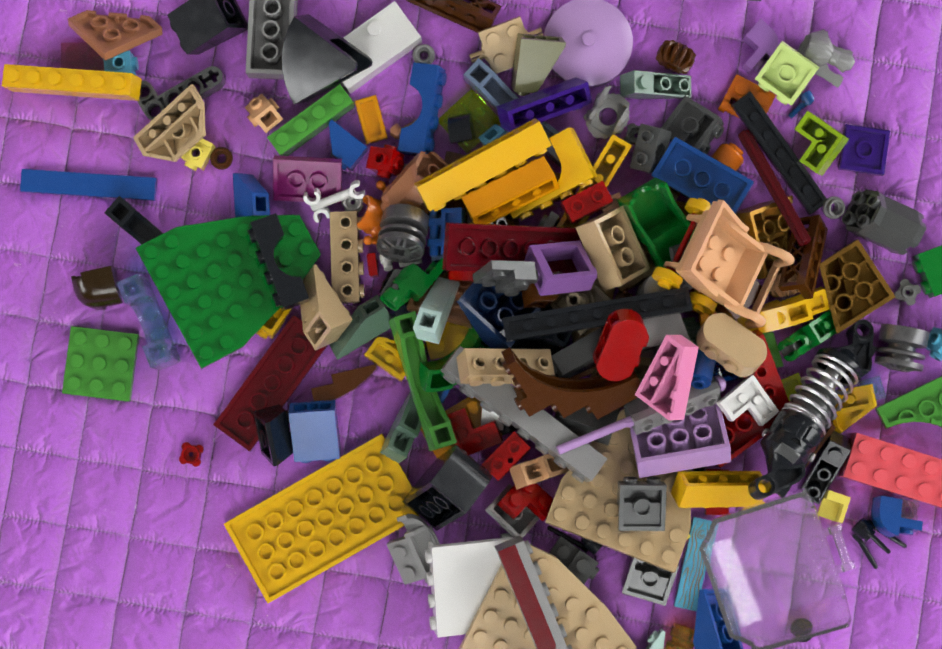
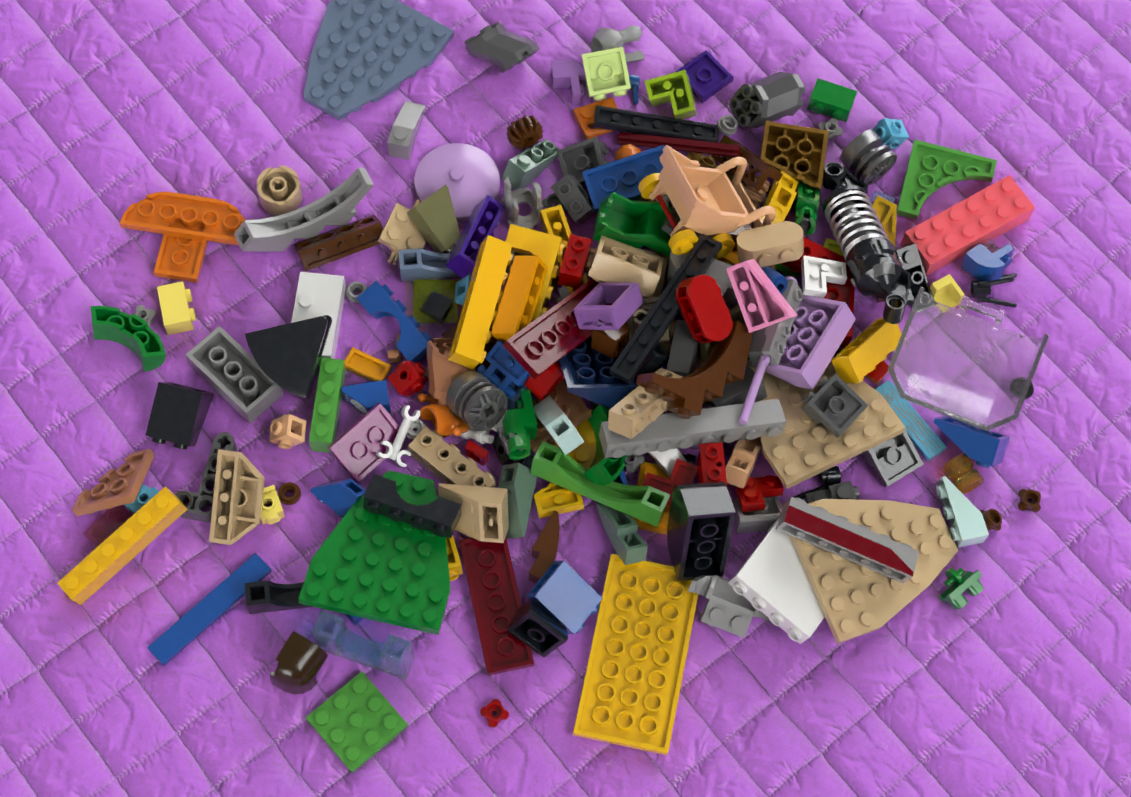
camera: 60 degrees left, 20 degrees down
(507, 276) = (581, 341): dark grey plate -> none

